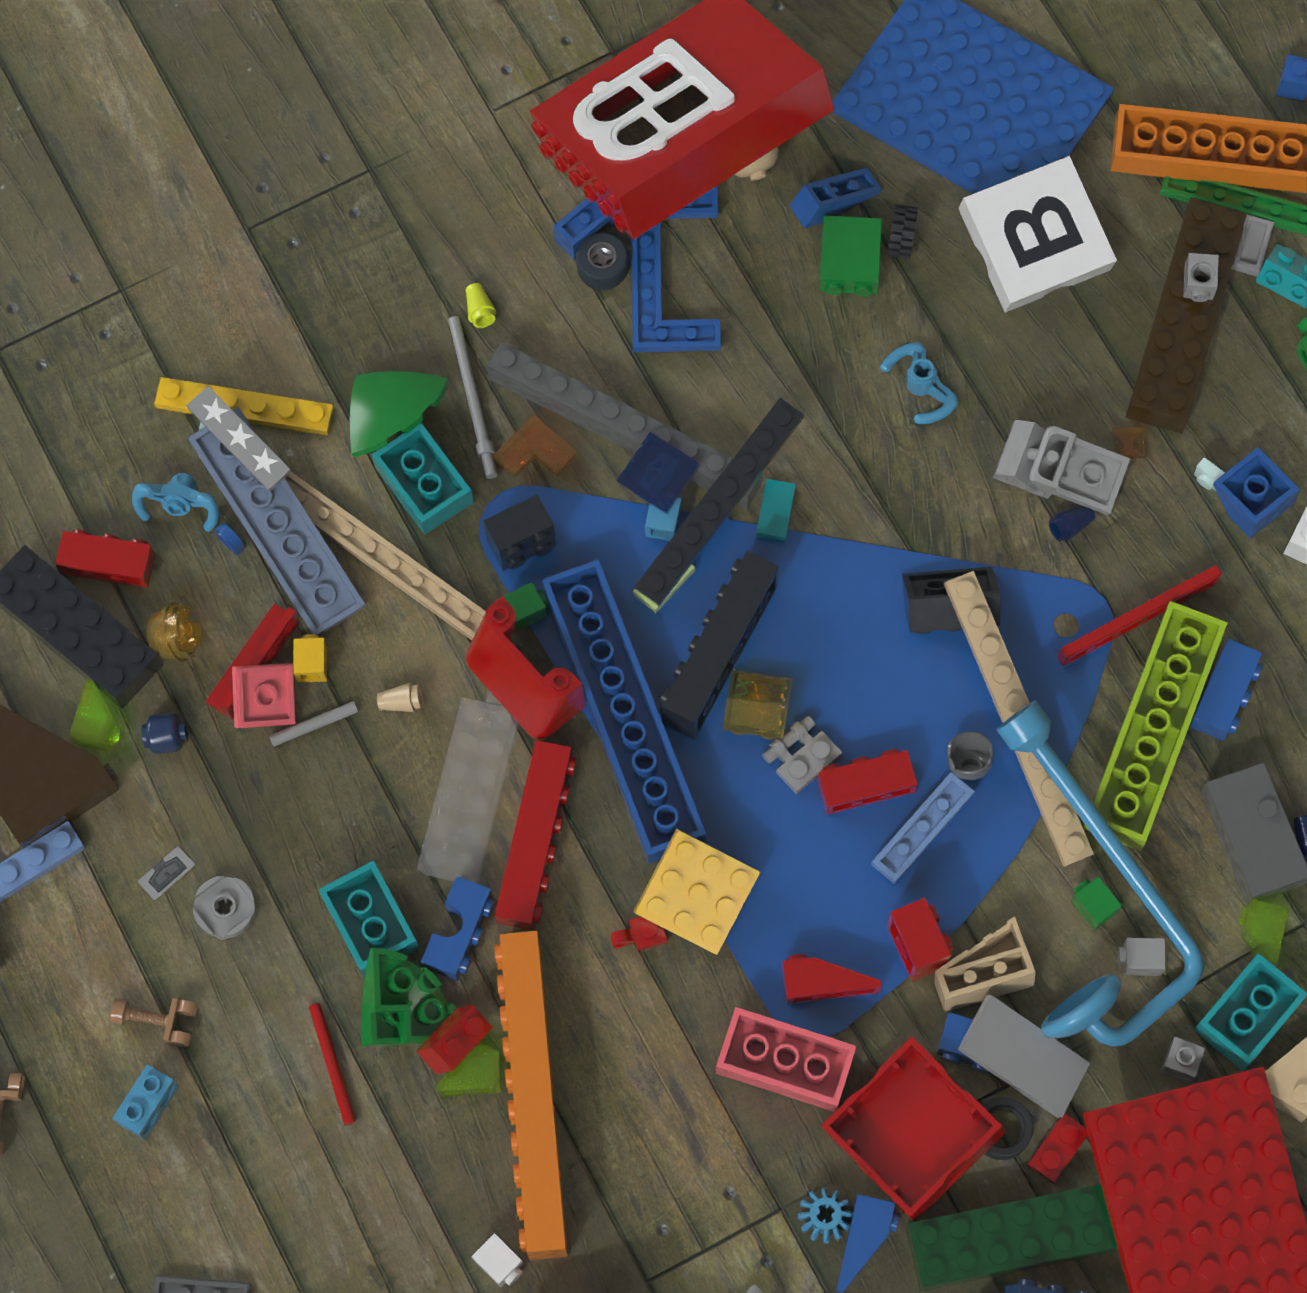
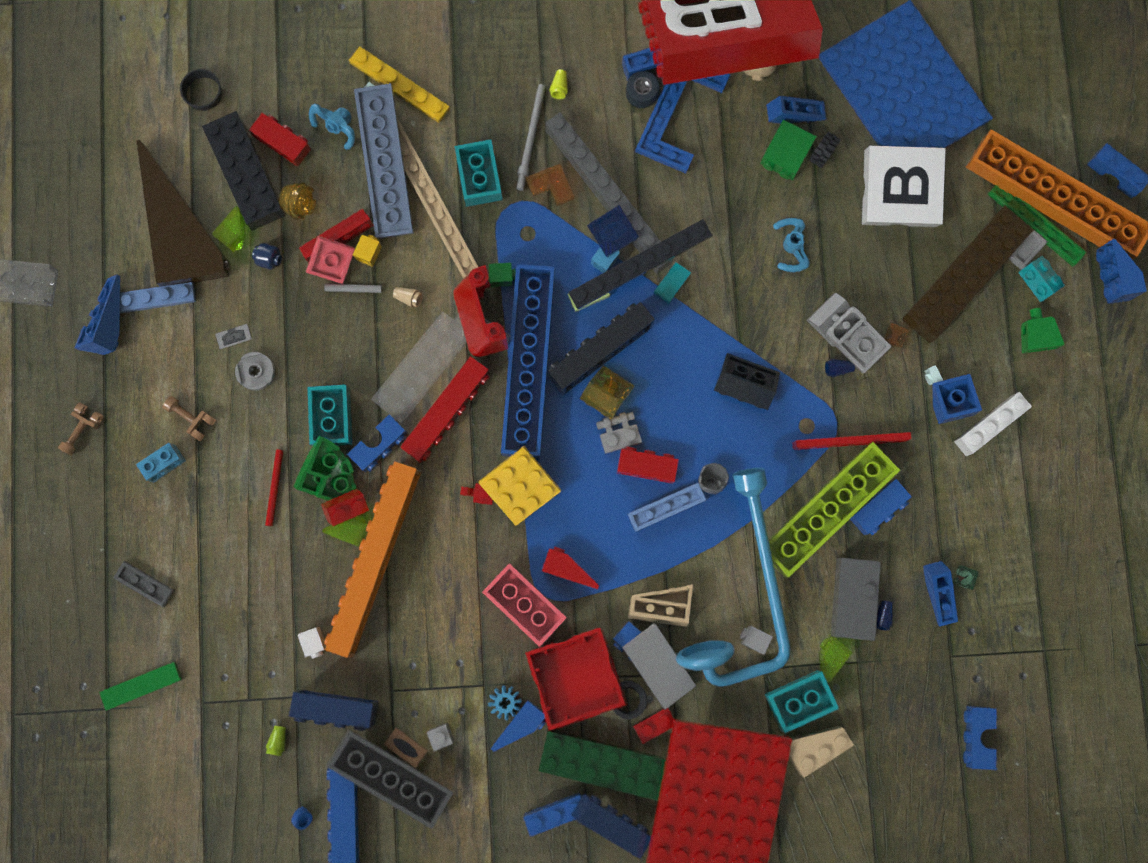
camera: 20 degrees right, 10 degrees up
(229, 538) = (354, 159): blue tile -> none
(238, 438) = (382, 102): light grey tile -> none
(390, 403) = (480, 121): green brick -> none
(520, 533) = (517, 231): black brick -> none
(919, 938) = (632, 572): red brick -> none
(1009, 698) = (751, 458): tan plate -> none
(1095, 902) = (744, 595): green brick -> none
(1182, 1060) = (748, 709): light grey brick -> none
(1204, 266) = (992, 251): light grey brick -> none

